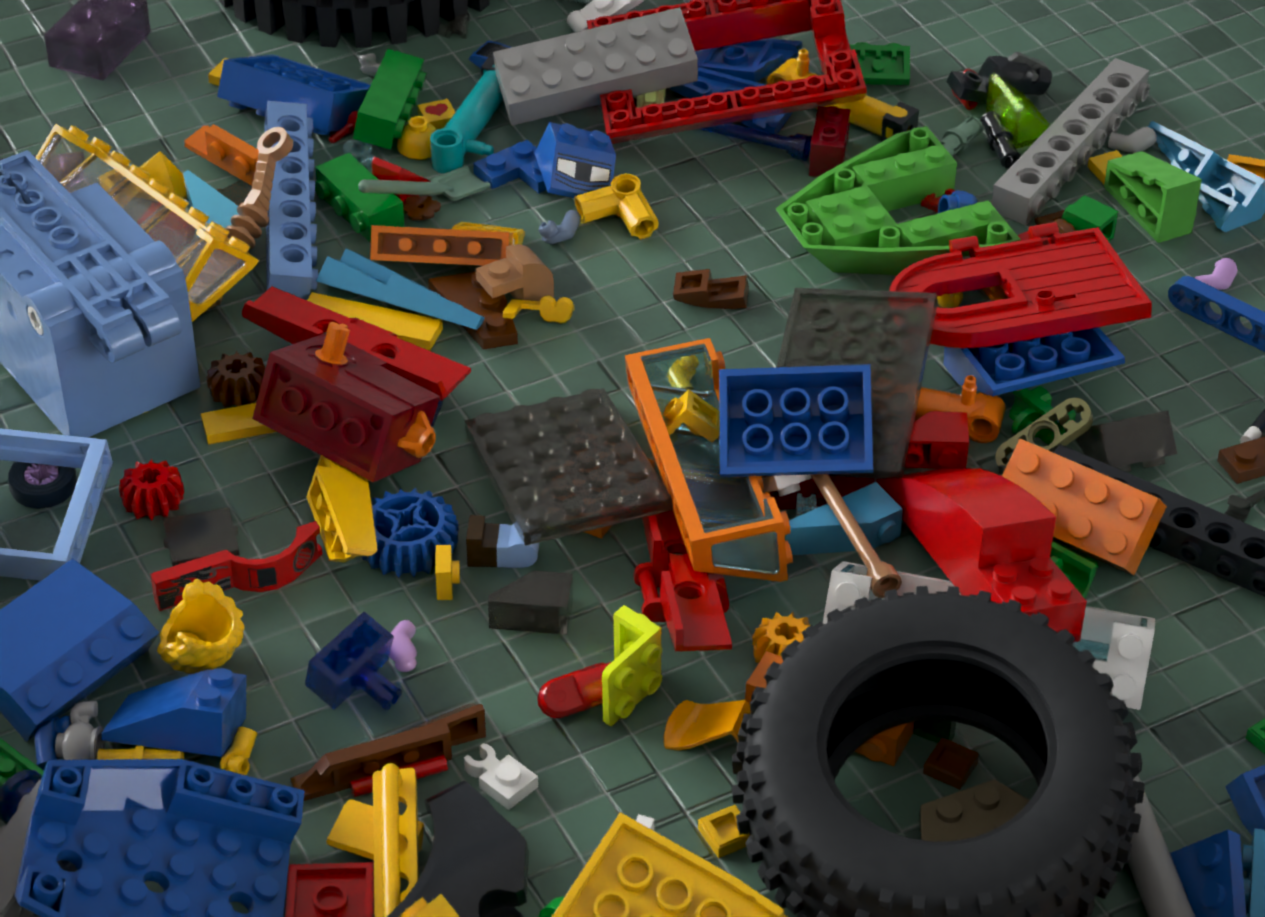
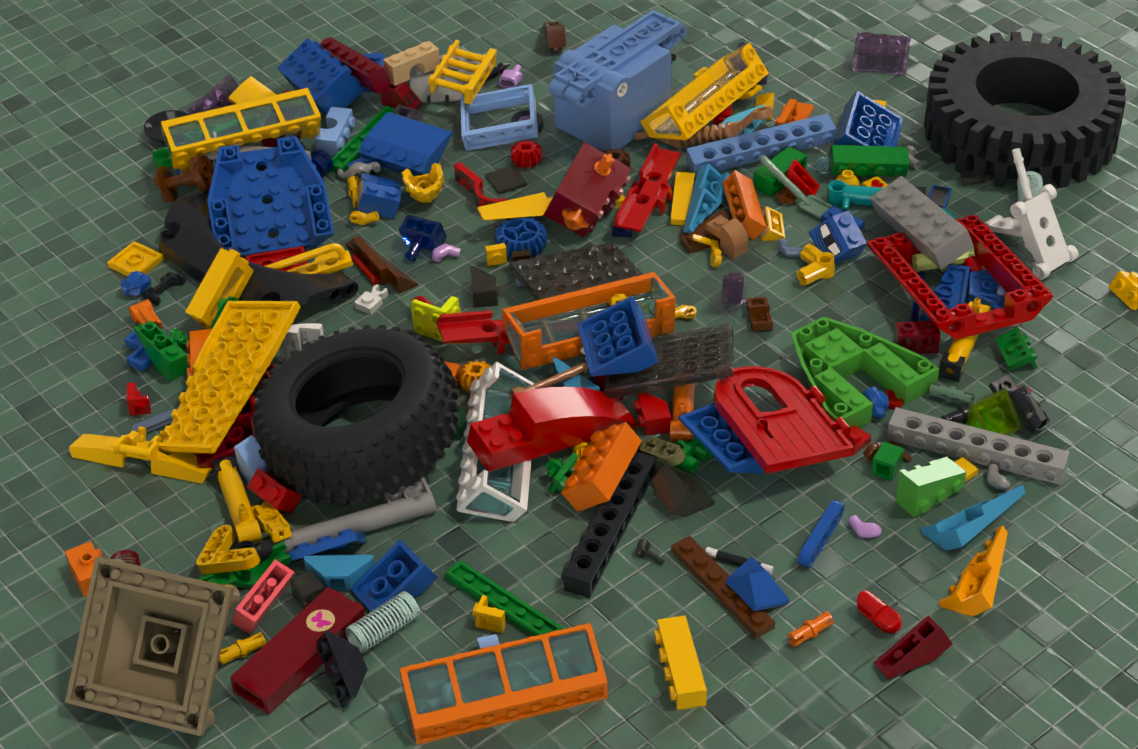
camera: 80 degrees right, 0 degrees up
(660, 293) = (734, 288): none -> clear purple slope

